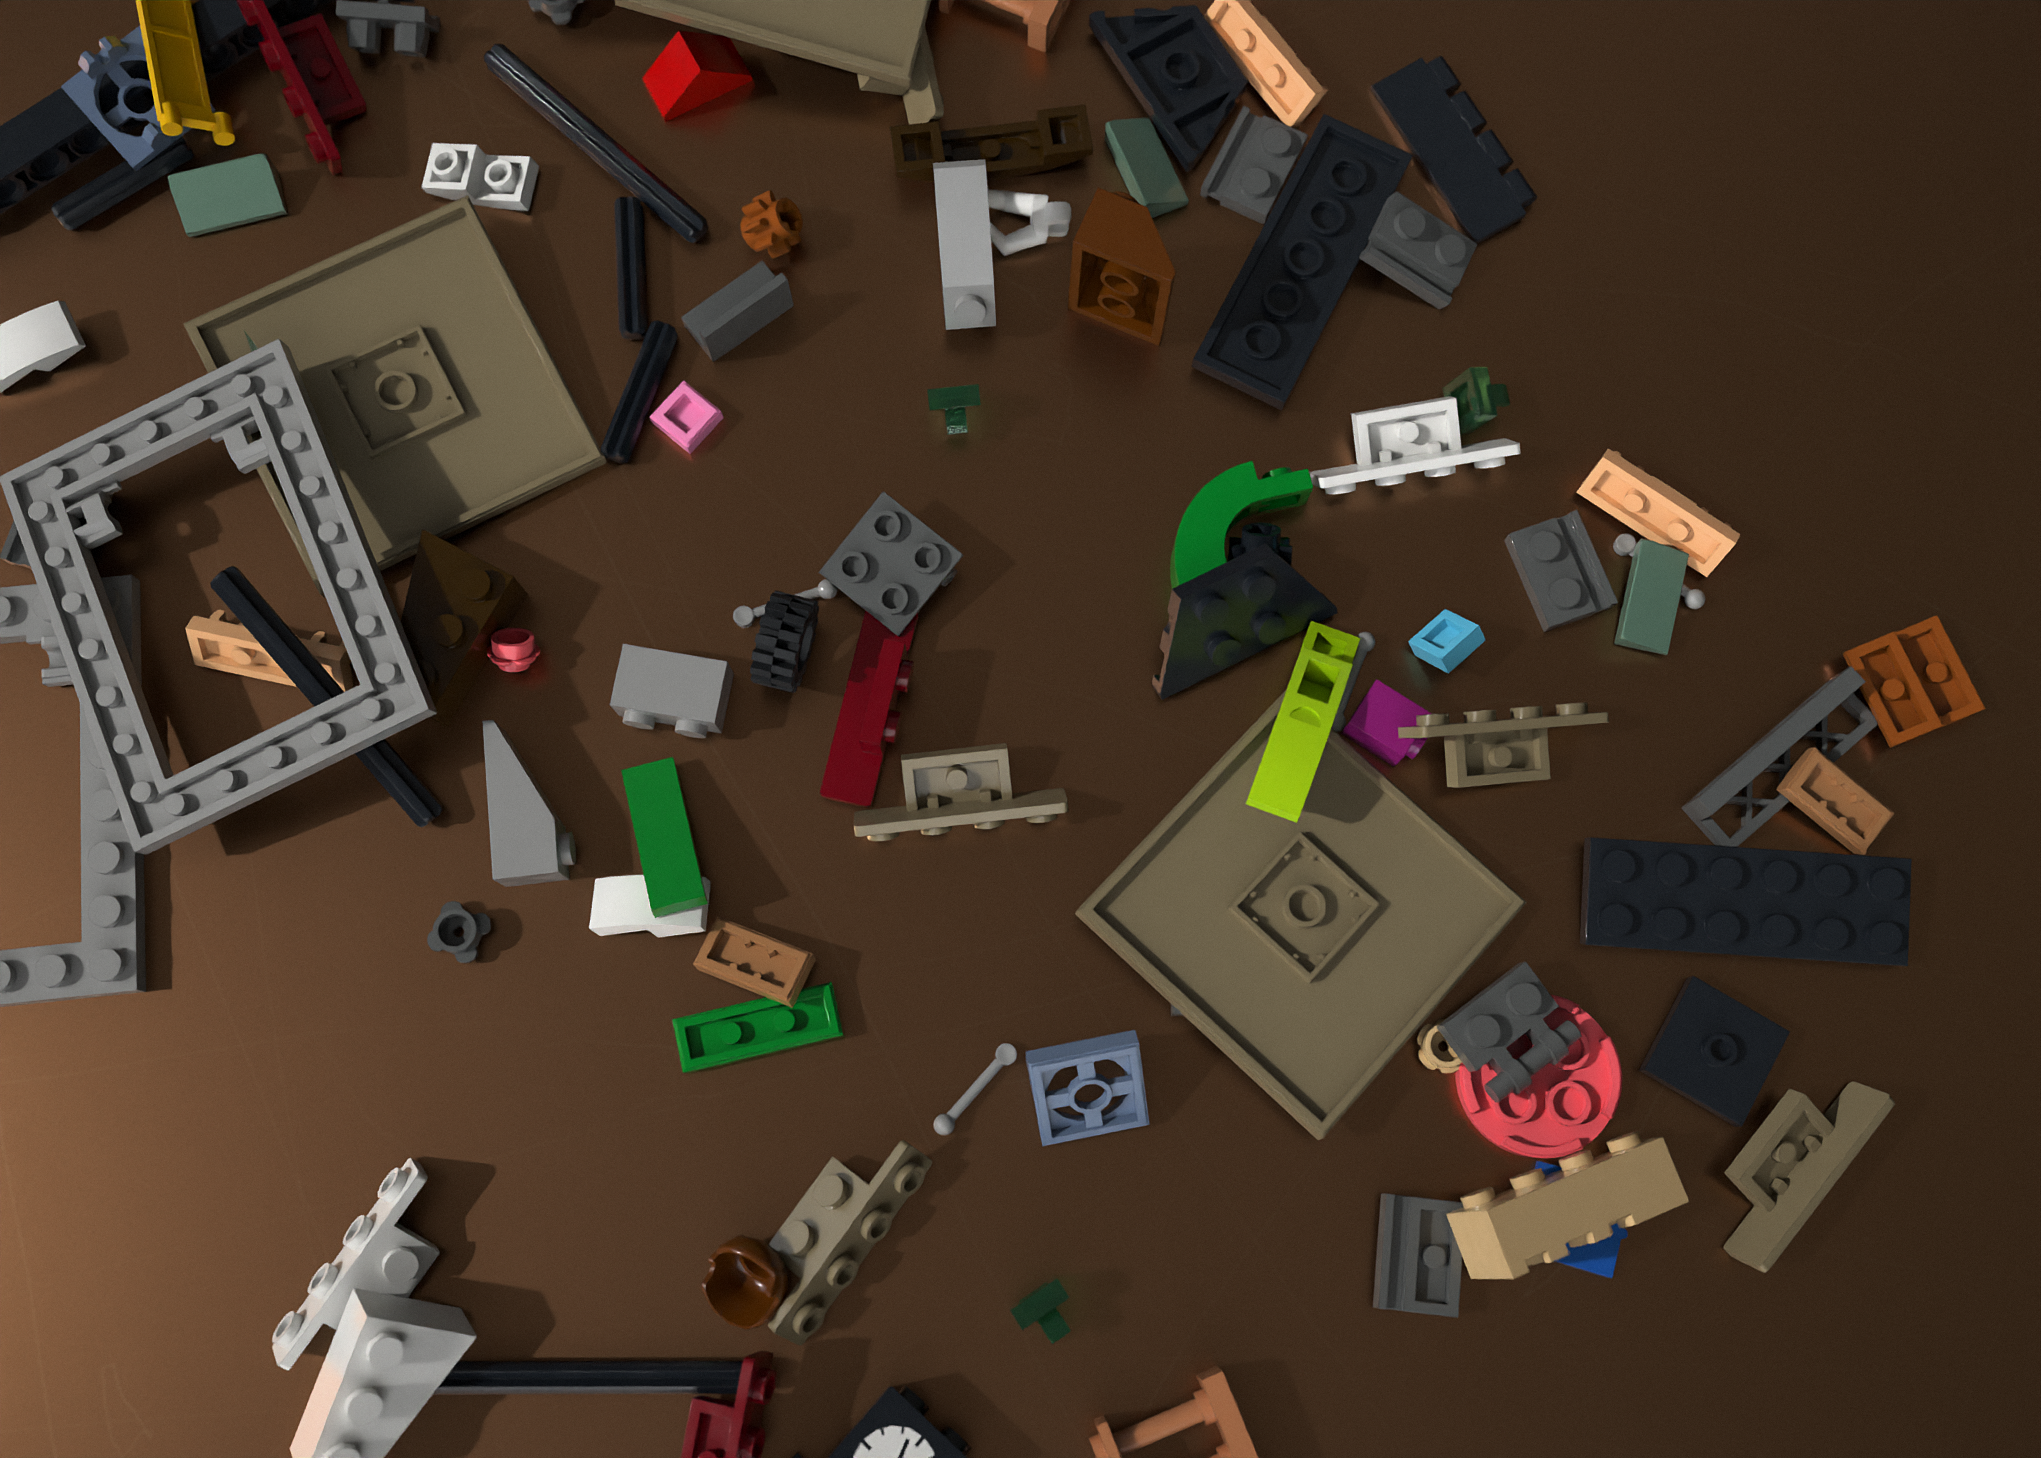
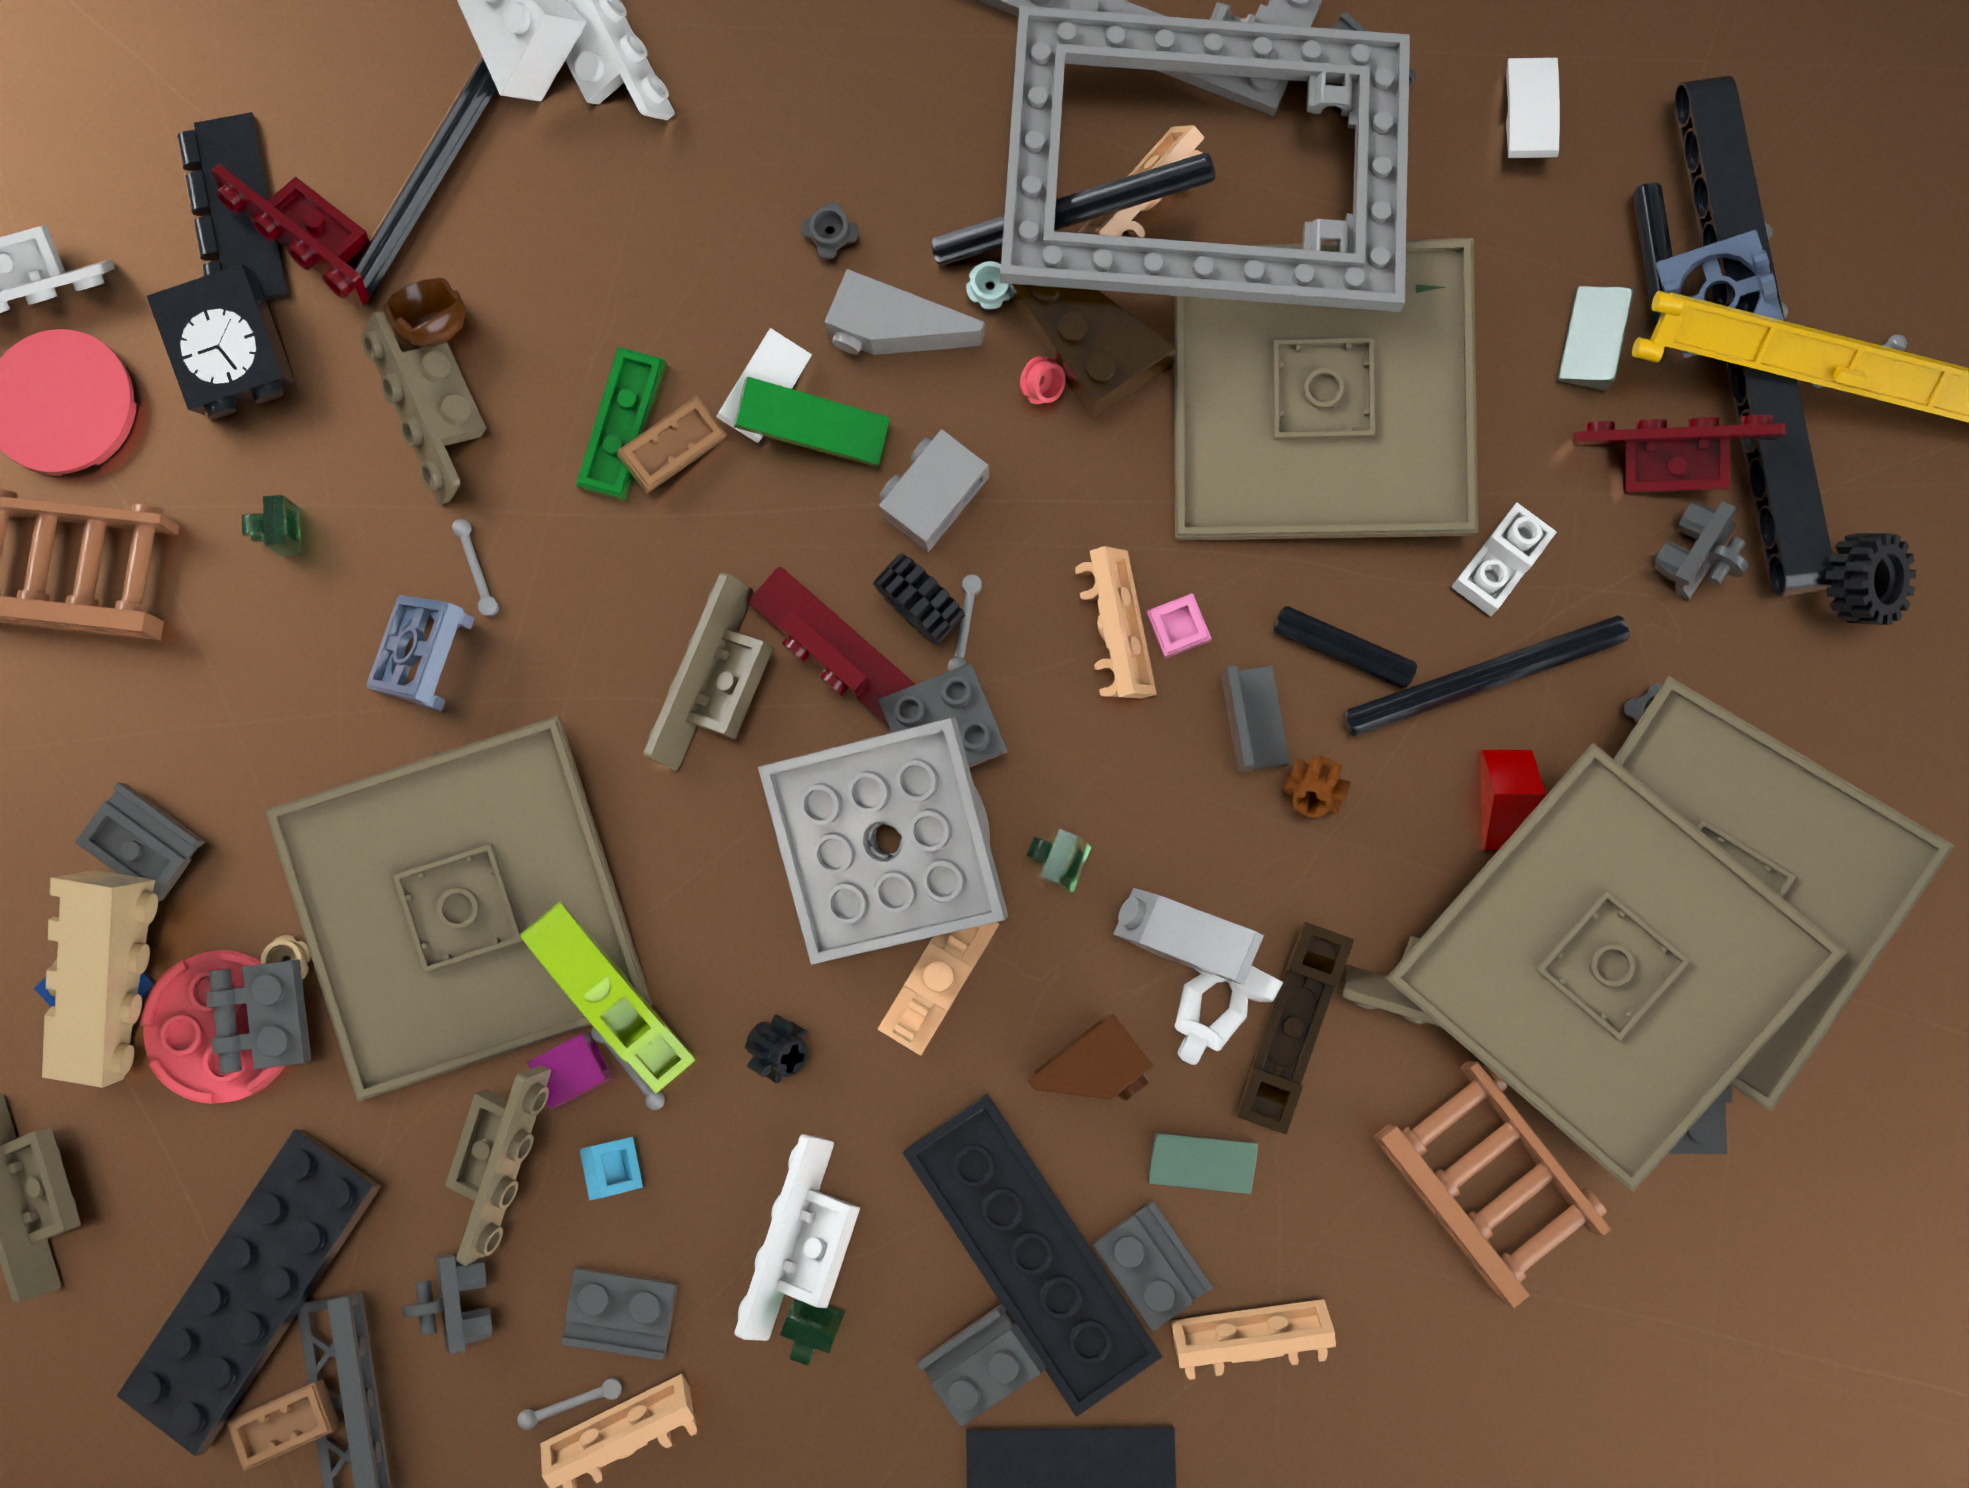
camera: 125 degrees right, 5 degrees up
(431, 739) = (976, 289): none -> light aqua plate
(639, 392) = (1222, 597): black axle -> none
(714, 463) = (1119, 623): none -> light nougat plate
(1081, 536) = (848, 887): none -> light grey piece
(1116, 458) = (935, 985): none -> light nougat plate
(1175, 73) = (1281, 1242): black wing -> none
(1222, 506) = (831, 1019): green arch -> none
(1233, 616) = (731, 993): black wing -> none
(1648, 720) = (458, 1325): none -> dark grey hips
(1651, 597) = (547, 1377): sand green slope -> none
(1714, 1051) = (150, 1185): black plate -> none

